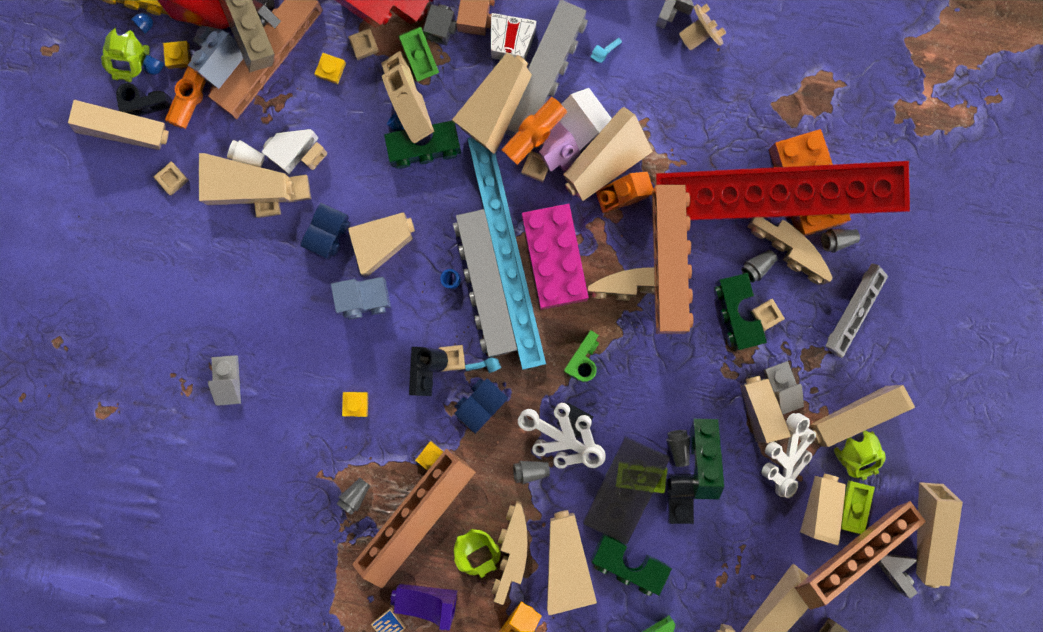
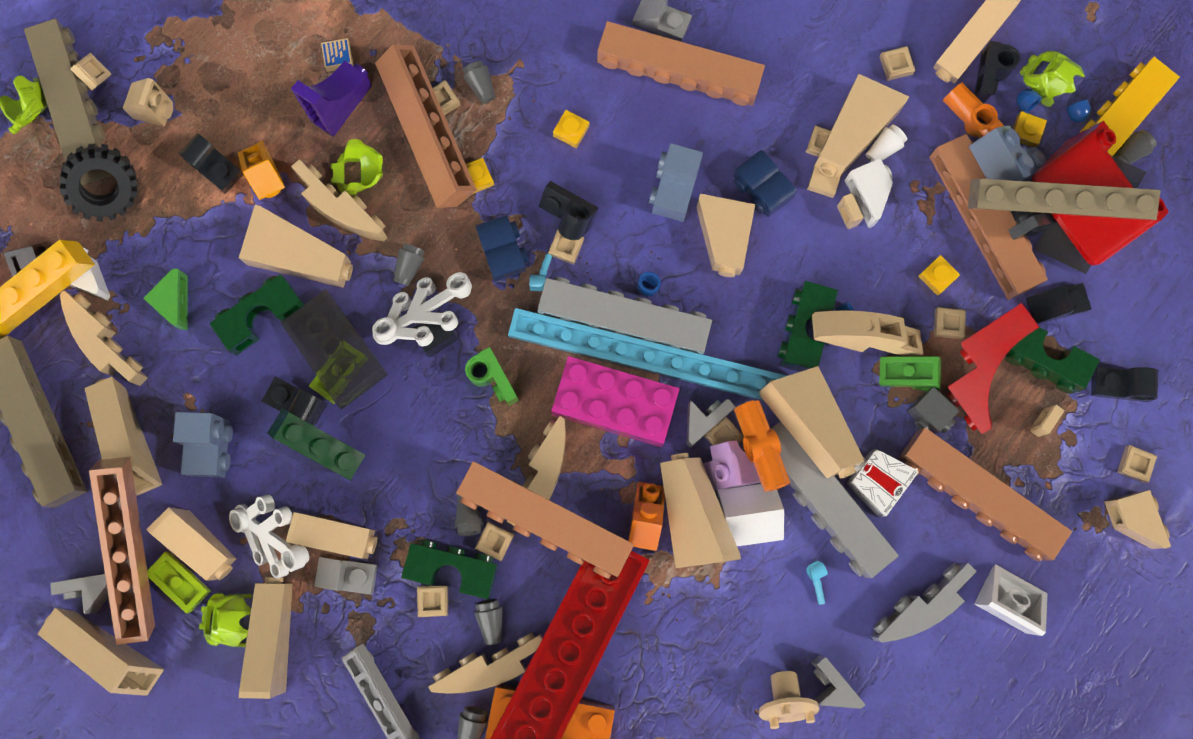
camera: 115 degrees right, 5 degrees down
(258, 345) = (680, 64): none -> nougat brick
(379, 517) = (446, 97): none -> tan tile
(539, 186) = (699, 424): none -> light grey slope
(679, 446) = (346, 428): dark grey cone -> none
(700, 321) = (467, 520): none -> dark grey cone
(702, 293) = (494, 541): none -> tan tile
(750, 545) = (204, 444): none -> sand blue brick

